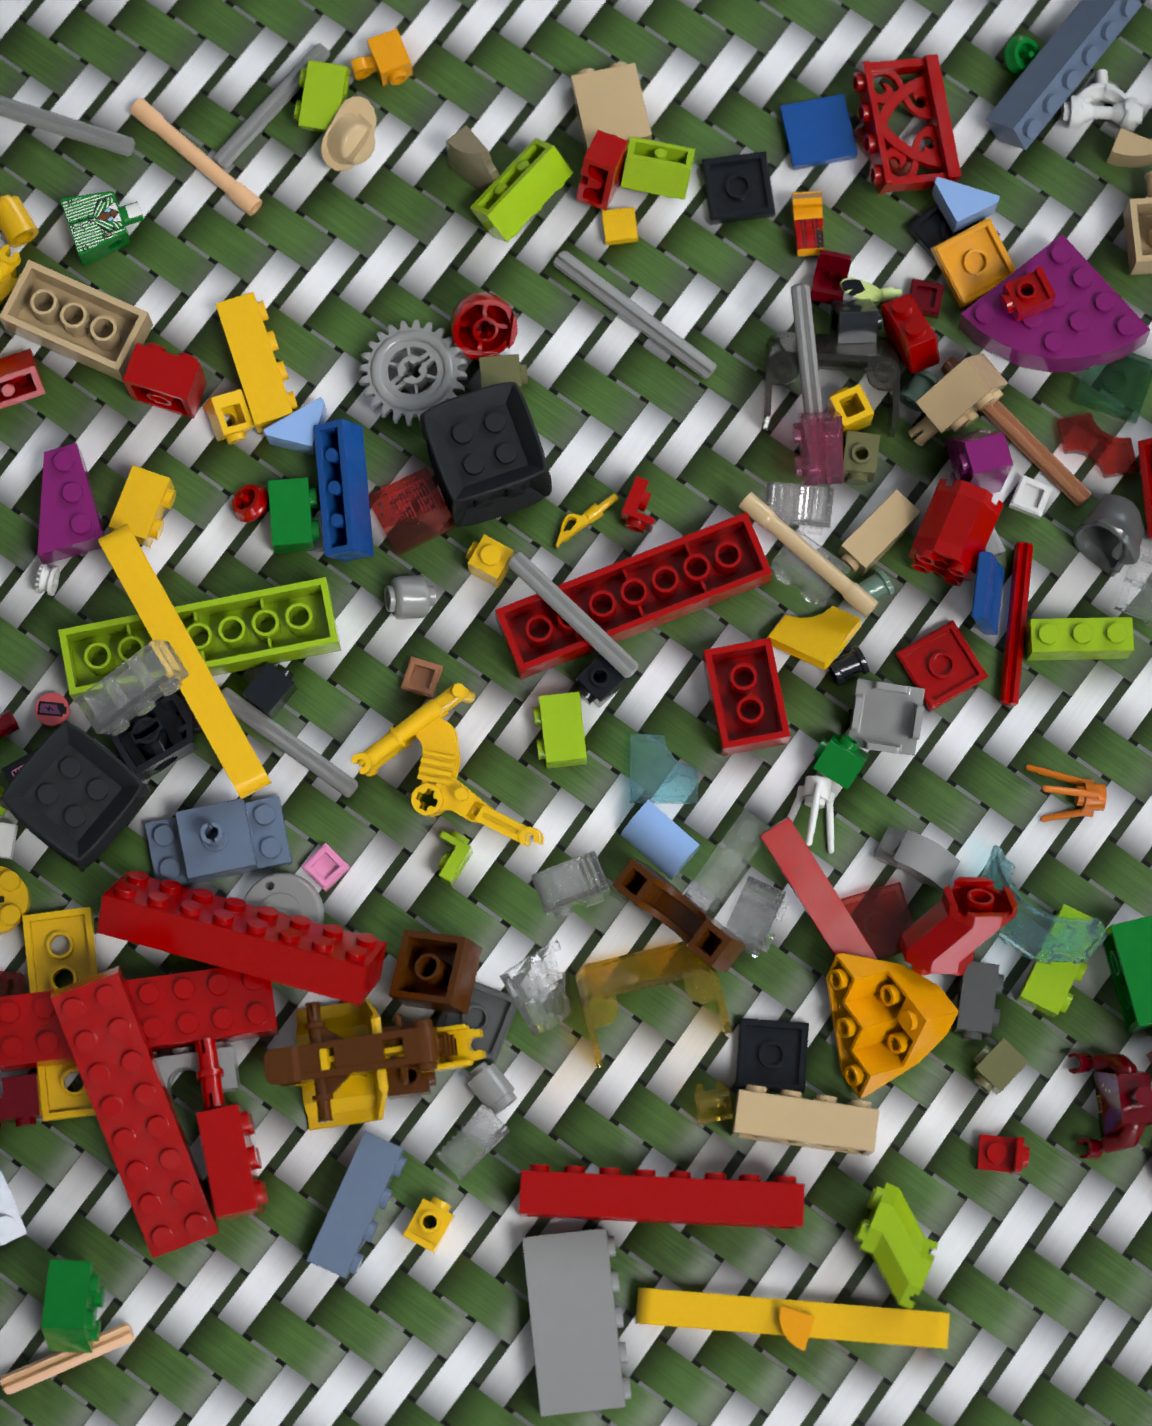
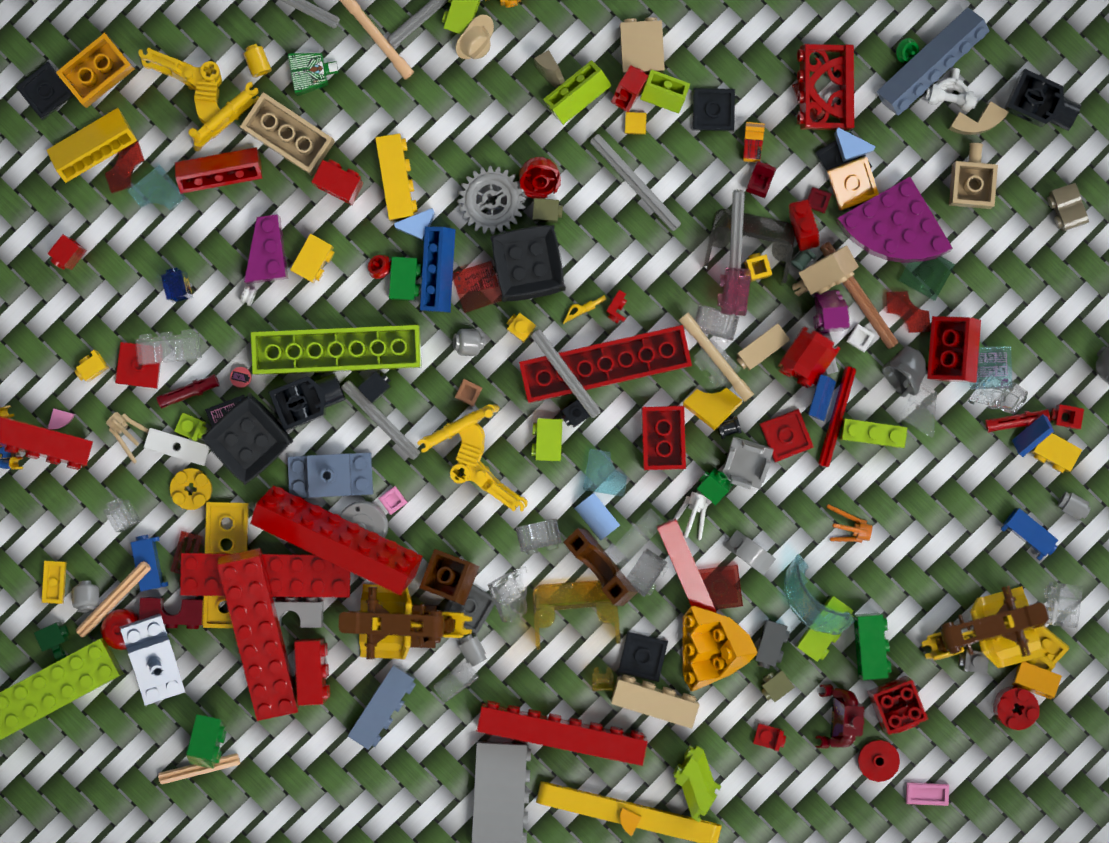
camera: 15 degrees right, 10 degrees up
(133, 688) = (291, 380): clear brick -> none
(199, 687) = (324, 365): yellow beam -> none
(209, 1073) = (305, 618): red pin -> none
(231, 406) = (378, 203): yellow brick -> none
(429, 1238) = (420, 733): yellow brick -> none
(454, 863) = (470, 511): lime bracket -> none
(818, 132) = (770, 81): blue tile -> none
(854, 321) = (771, 210): black brick -> none
(860, 457) = (759, 297): olive brick -> none
(865, 290) = (781, 195): yellowish green piece -> none
(878, 584) = (754, 380): sand green bush -> none
(956, 926) = (766, 601): red brick -> none
(1023, 306) = (888, 216): red brick -> none

